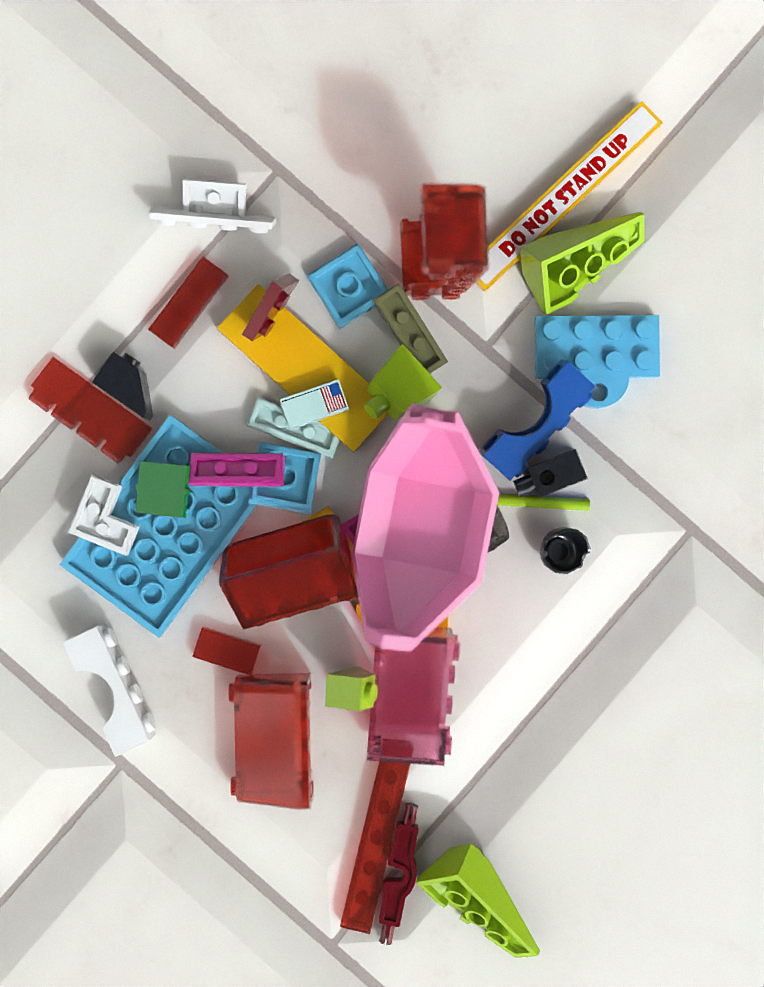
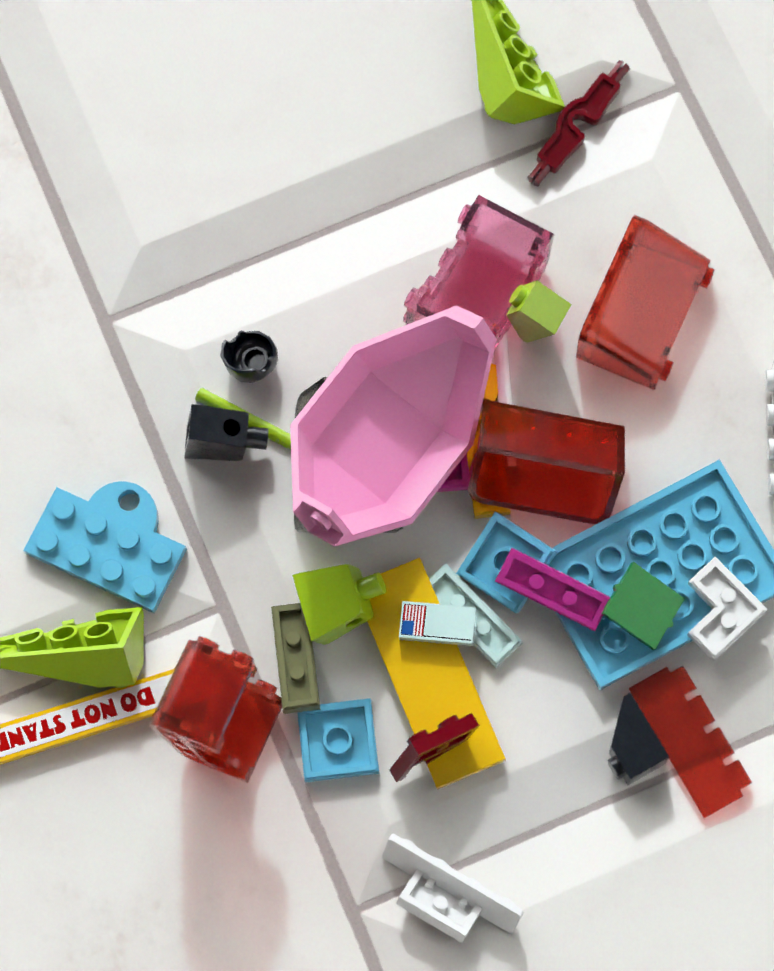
camera: 150 degrees left, 15 degrees down
(188, 302) = (524, 806): clear red tile -> none
(226, 650) = (654, 417): clear red tile -> none
(374, 846) = (592, 156): clear red tile -> none
(564, 391) = (249, 479): blue arch -> none

